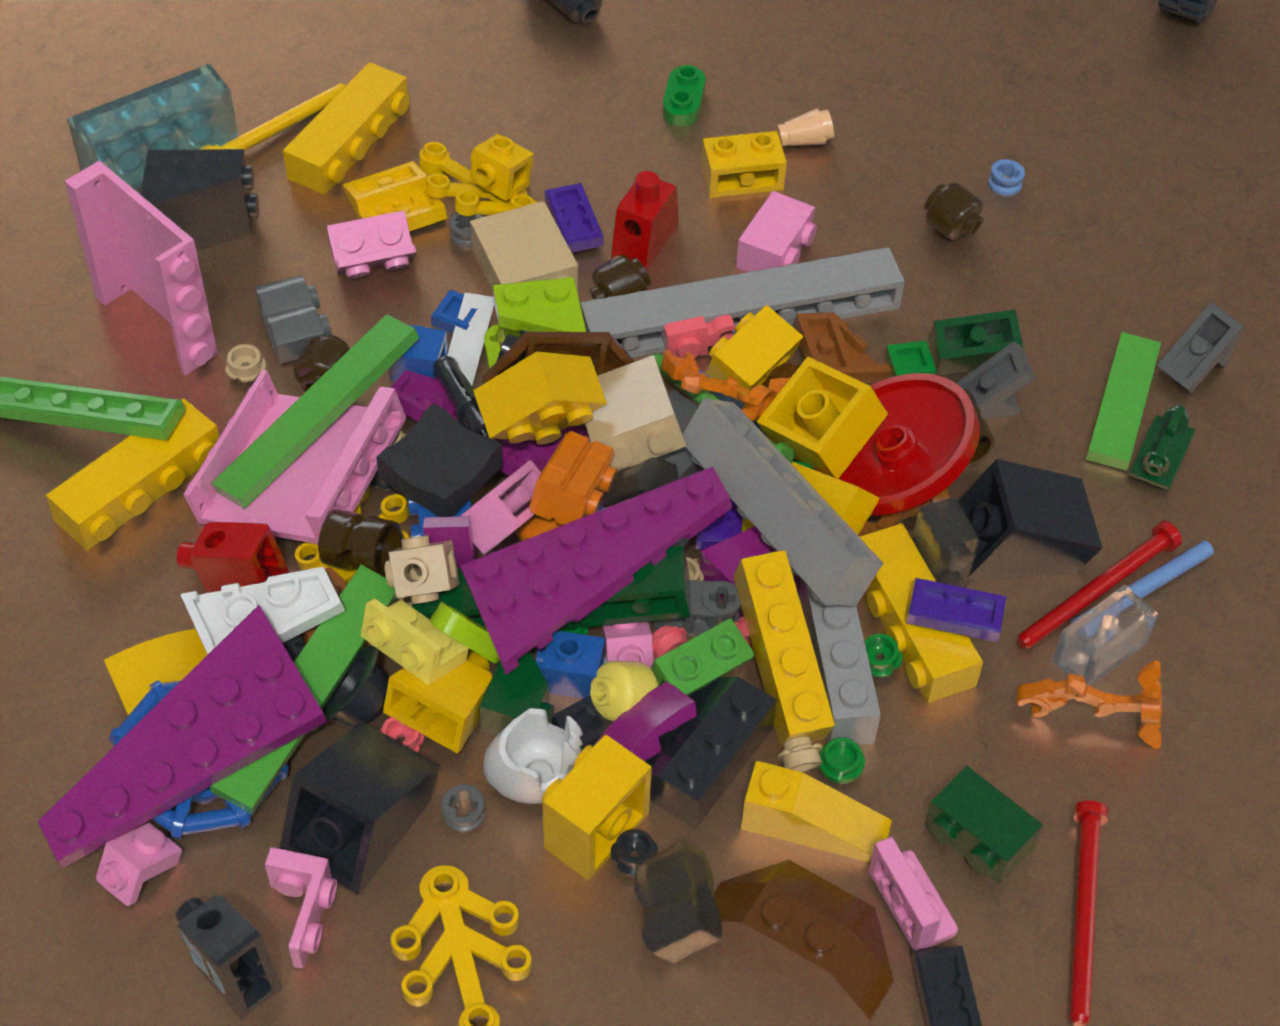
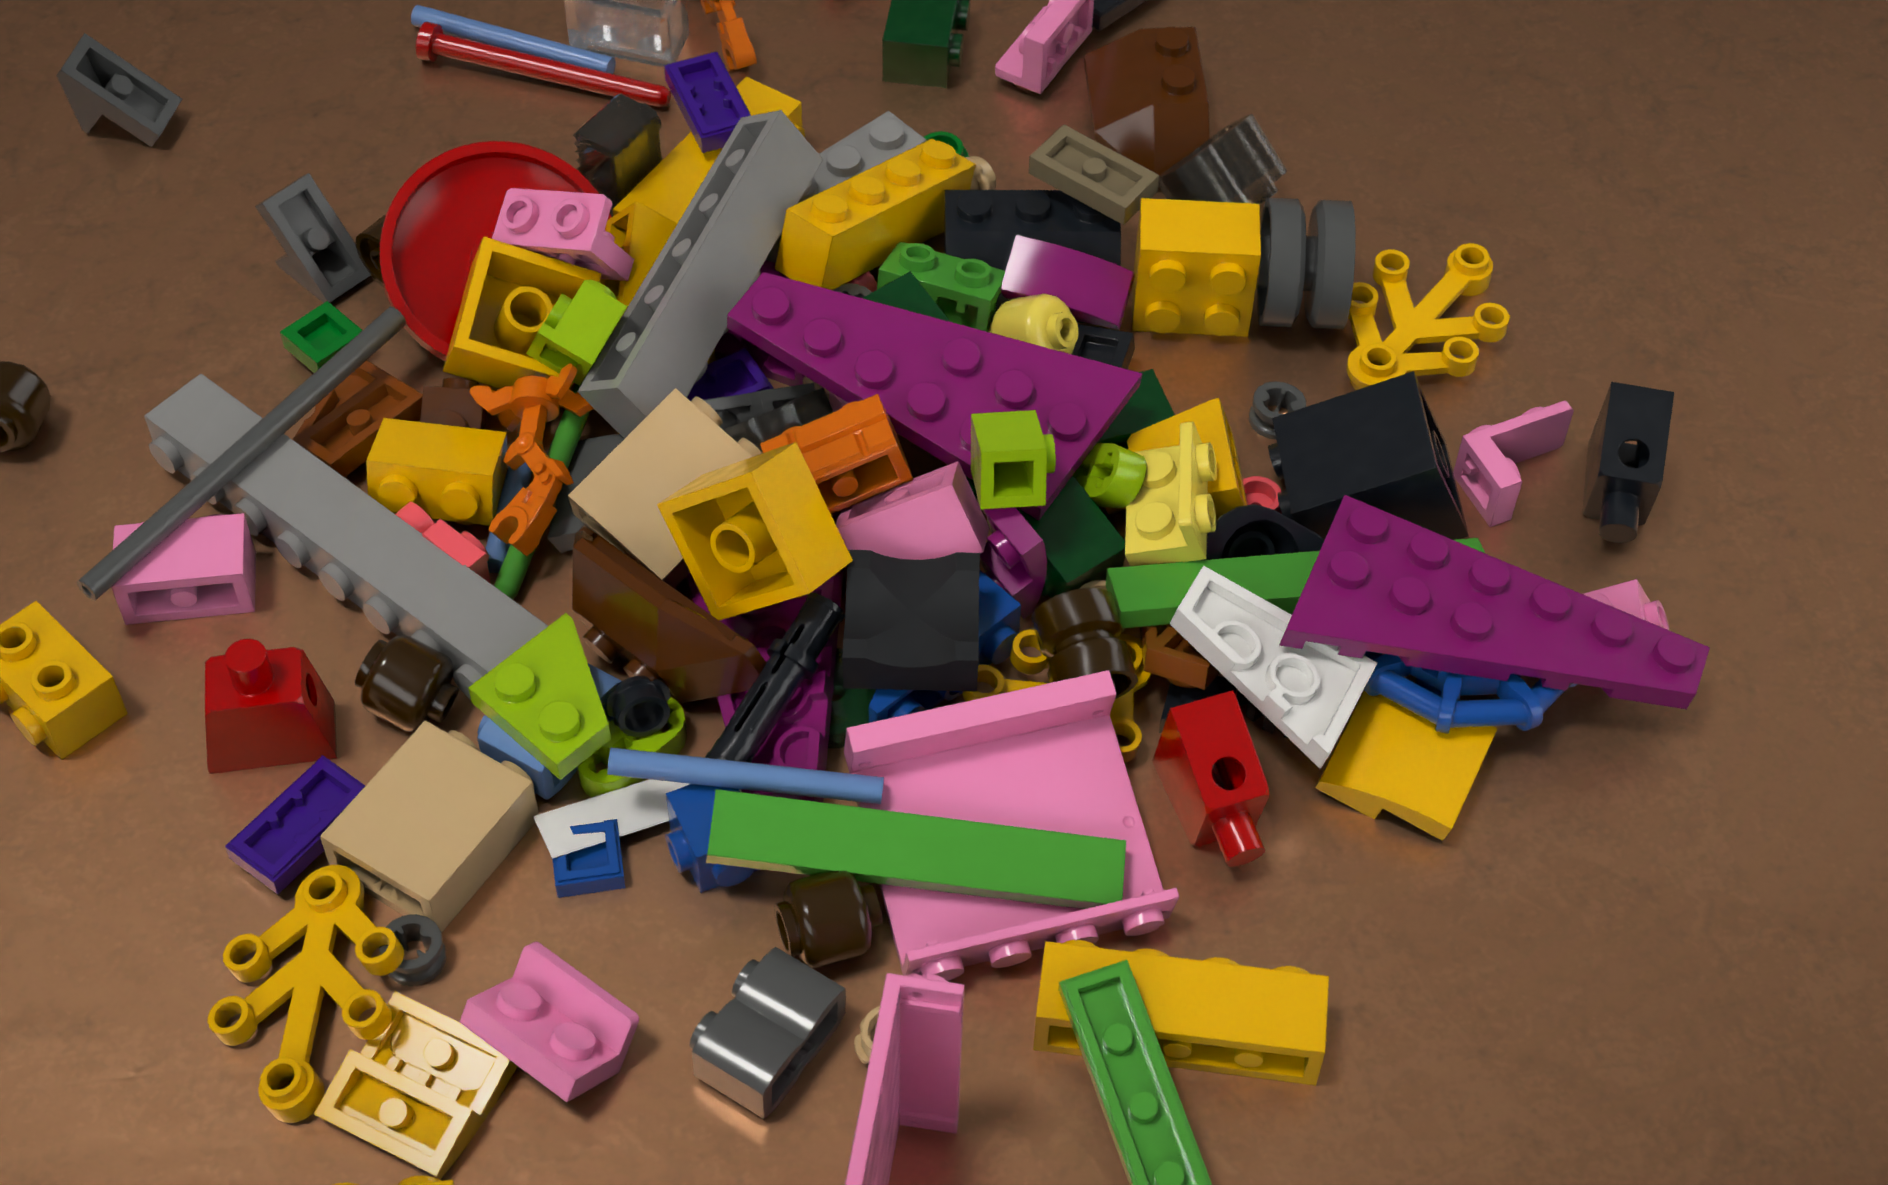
camera: 125 degrees left, 0 degrees up
(428, 350) = (745, 775): none -> medium blue bar
(437, 567) = (1085, 527): tan brick -> none
(480, 526) = (1010, 459): none -> lime brick
(501, 166) = (287, 925): yellow brick -> none
(531, 756) = (1194, 351): white helmet -> none
(545, 873) = (1314, 263): none -> dark grey wheel
(703, 764) = (1093, 174): none -> dark tan plate
(772, 412) = (577, 329): none -> lime brick
(810, 813) = (1015, 129): yellow slope -> none
(825, 274) = (240, 455): none -> dark grey piece
(849, 435) = (563, 228): none -> bright pink bracket
(971, 340) = (257, 273): dark green brick -> none
(1029, 522) = (511, 103): black slope -> none
(1123, 401) = (234, 149): bright green tile -> none
(1164, 448) = (318, 84): dark green hinge -> none

